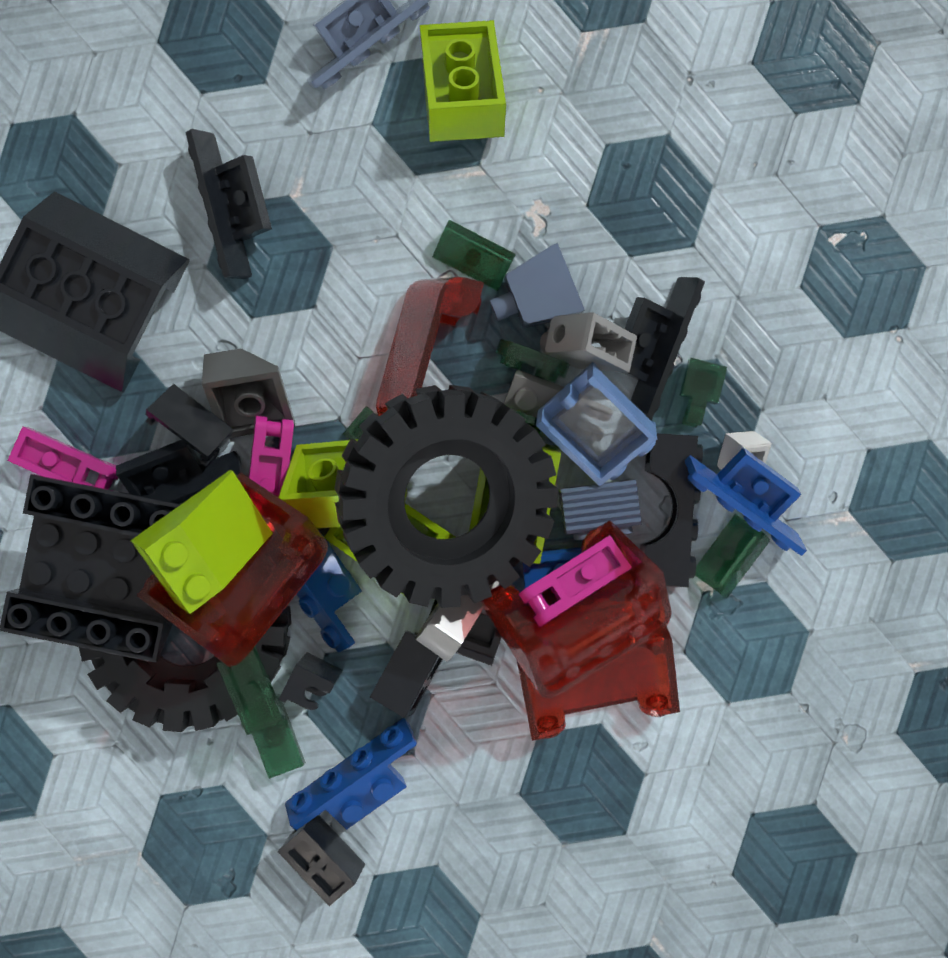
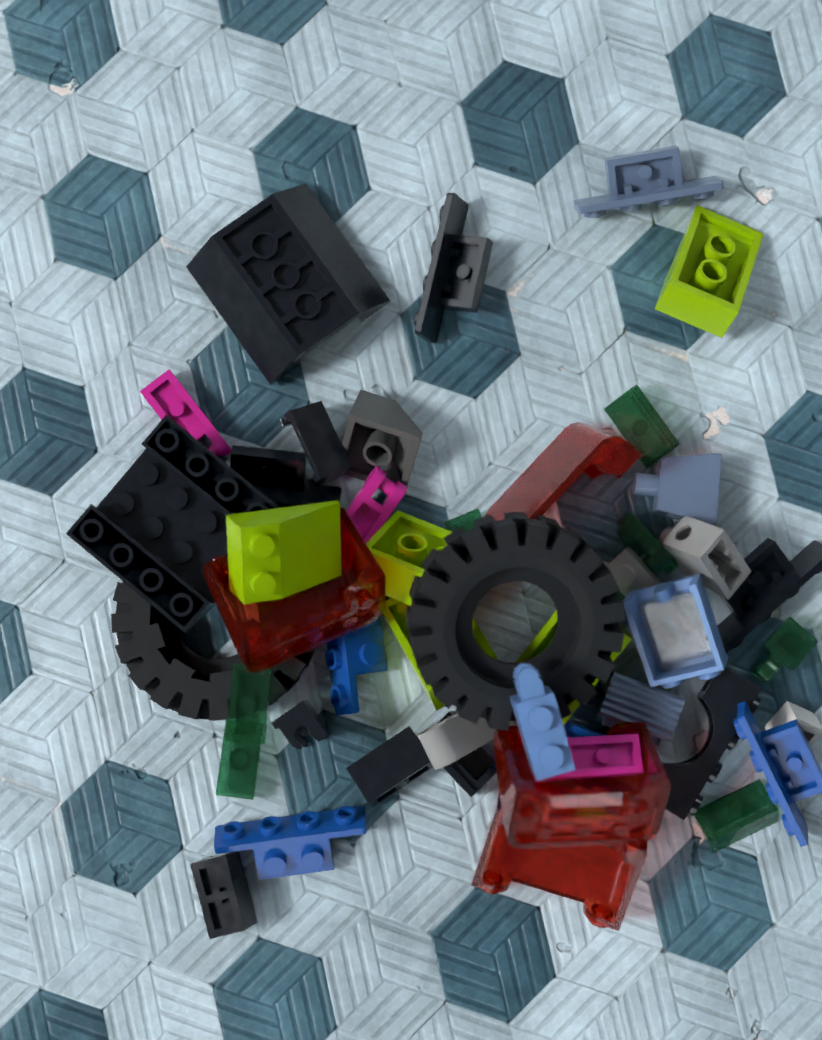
camera: 30 degrees right, 5 degrees down
(517, 580) = (540, 725): none -> medium blue hinge

